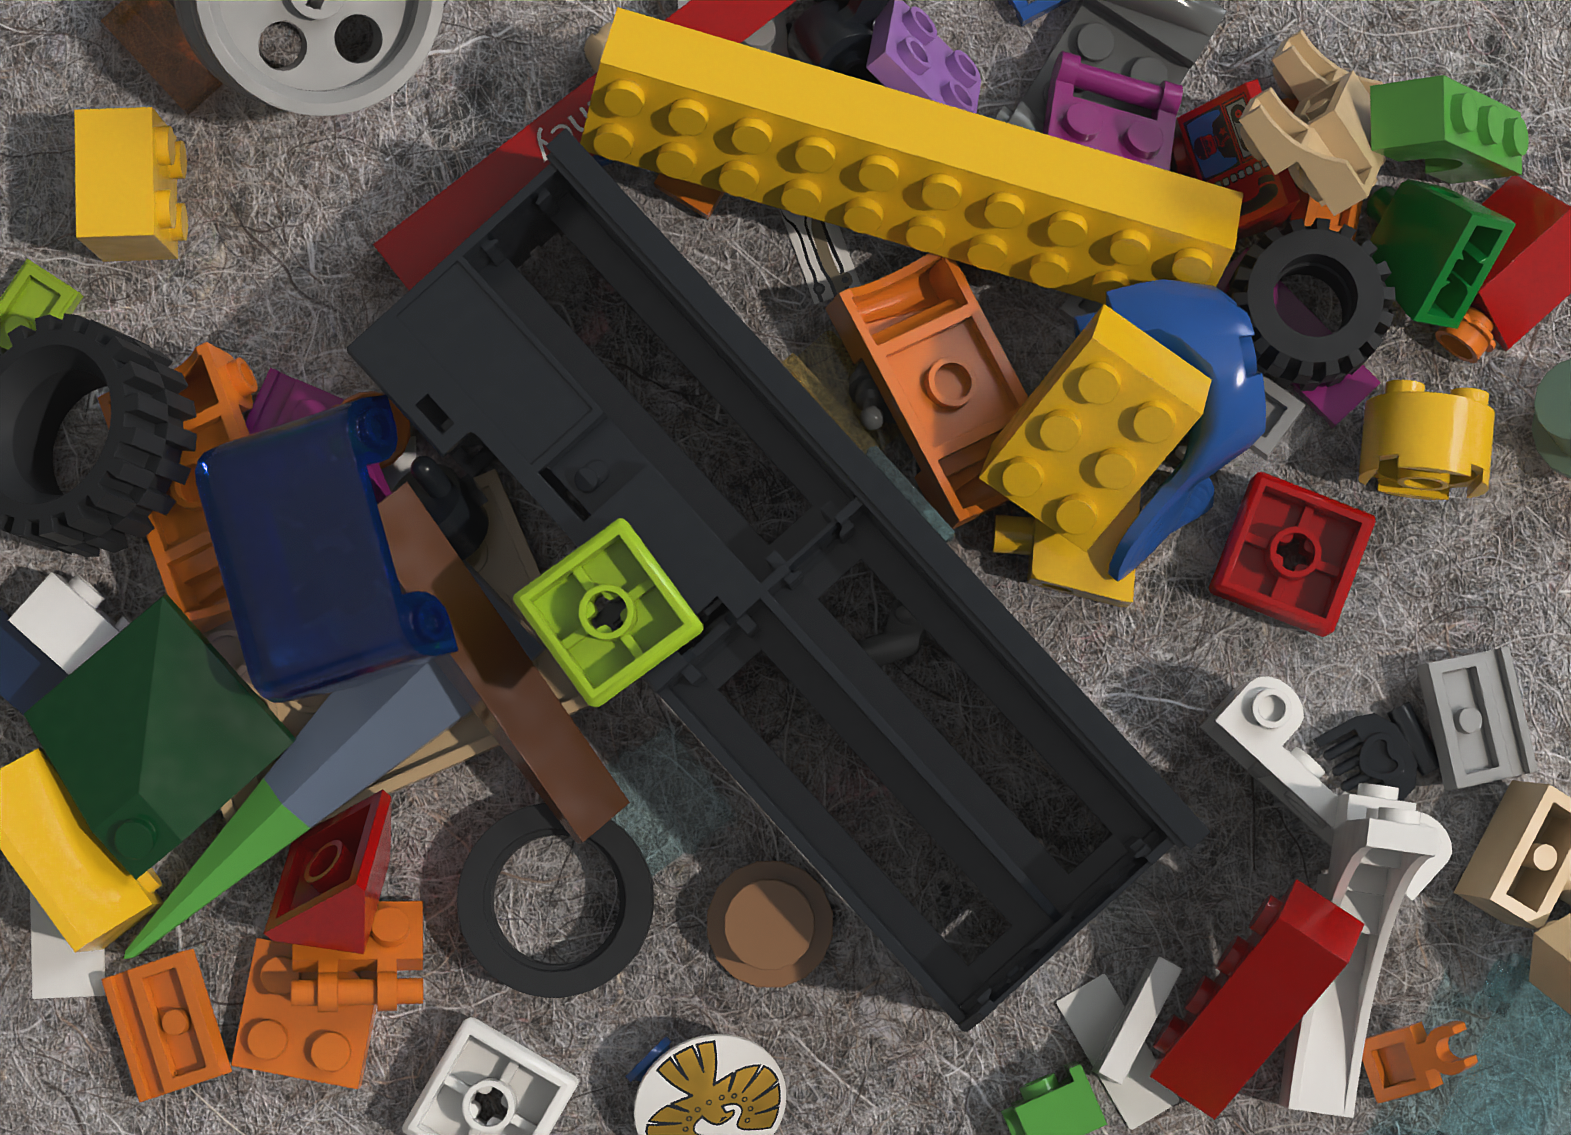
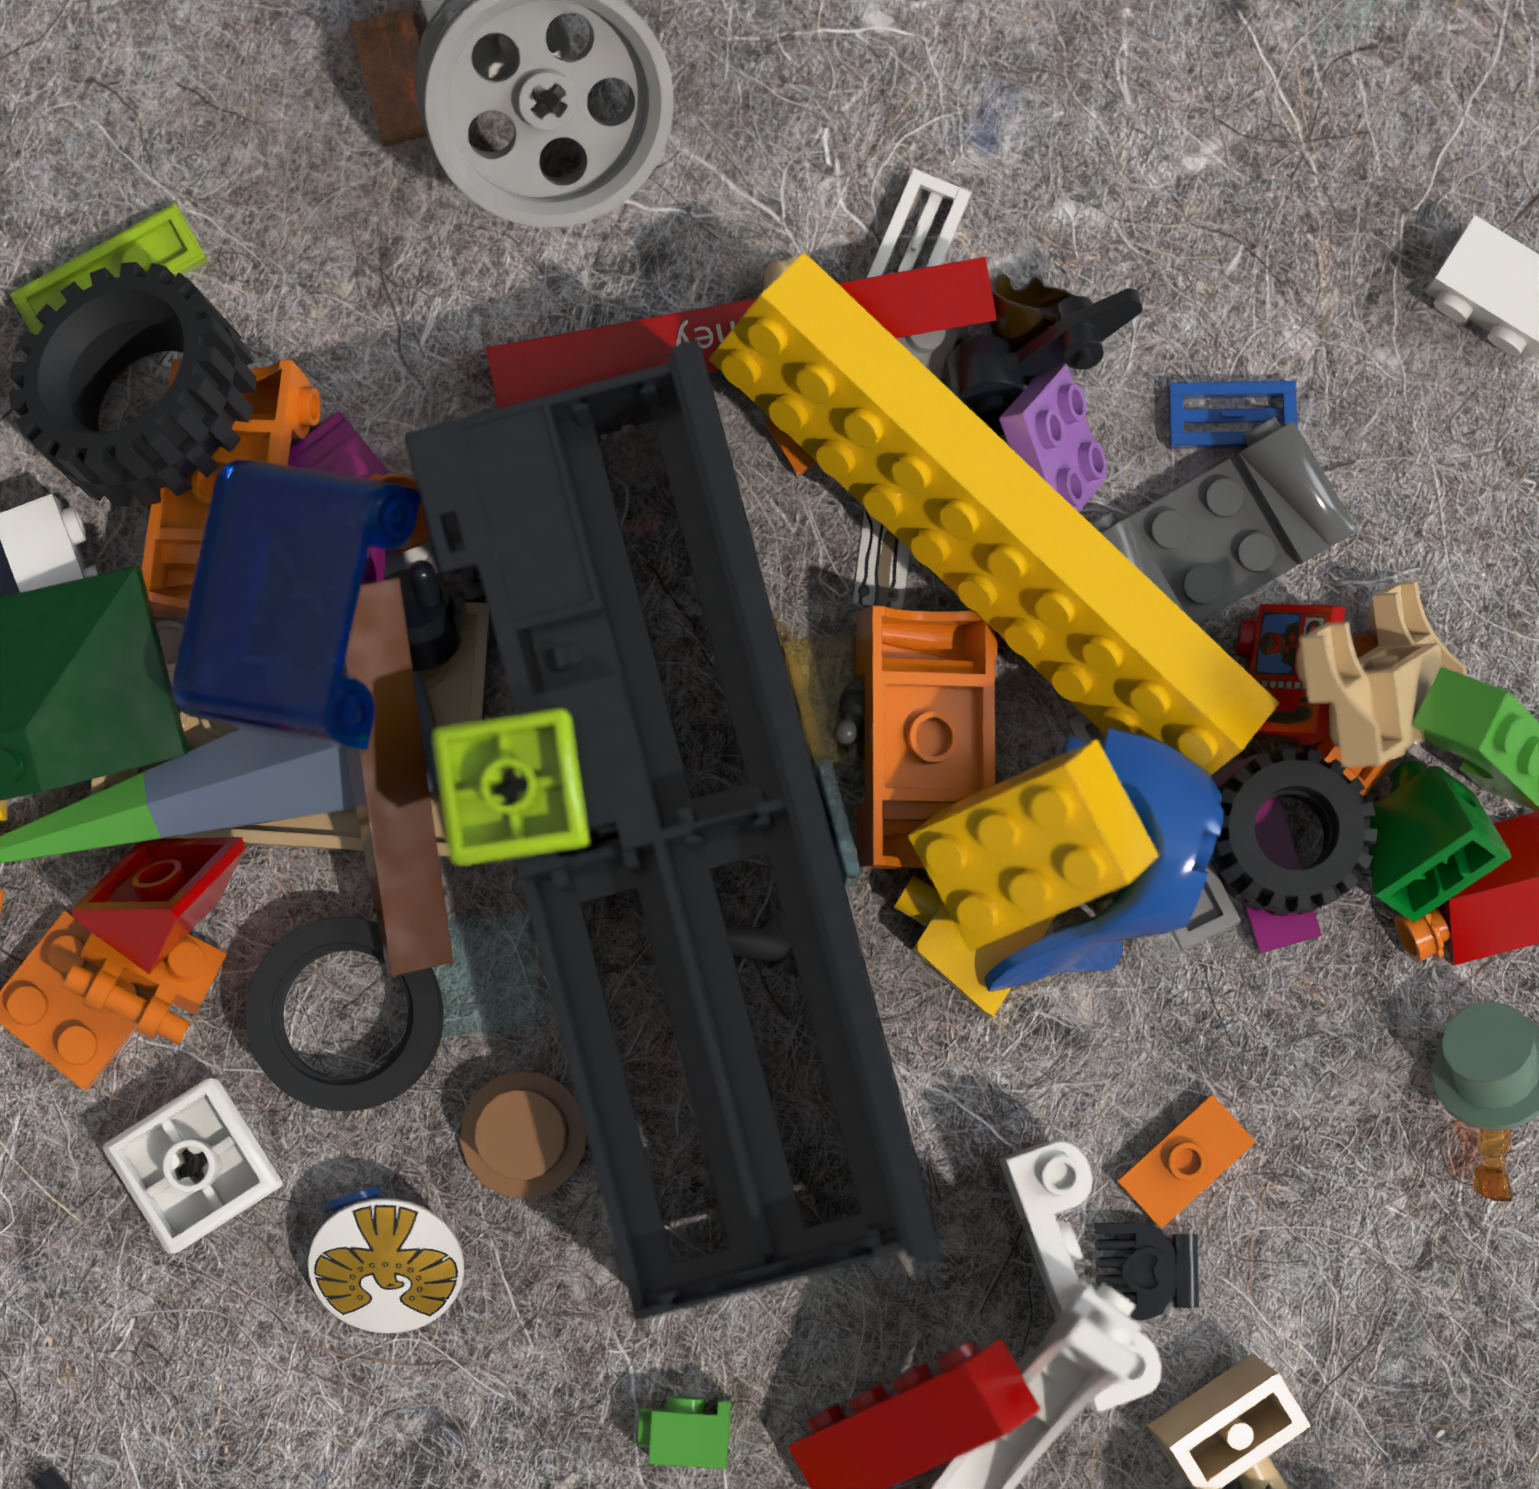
camera: 25 degrees right, 0 degrees up
(128, 184) = (296, 184): yellow brick -> none
(1092, 1016) = (772, 1408): white sticker -> none
(1106, 127) = (1191, 582): magenta plate -> none
(1136, 1019) = (803, 1390): white tile -> none
(1329, 536) = (1202, 1050): red brick -> none
(1365, 643) = (1185, 1161): none -> orange plate
(1427, 441) = (1333, 1010): yellow brick -> none
(1477, 718) = (1250, 1281): light grey plate -> none

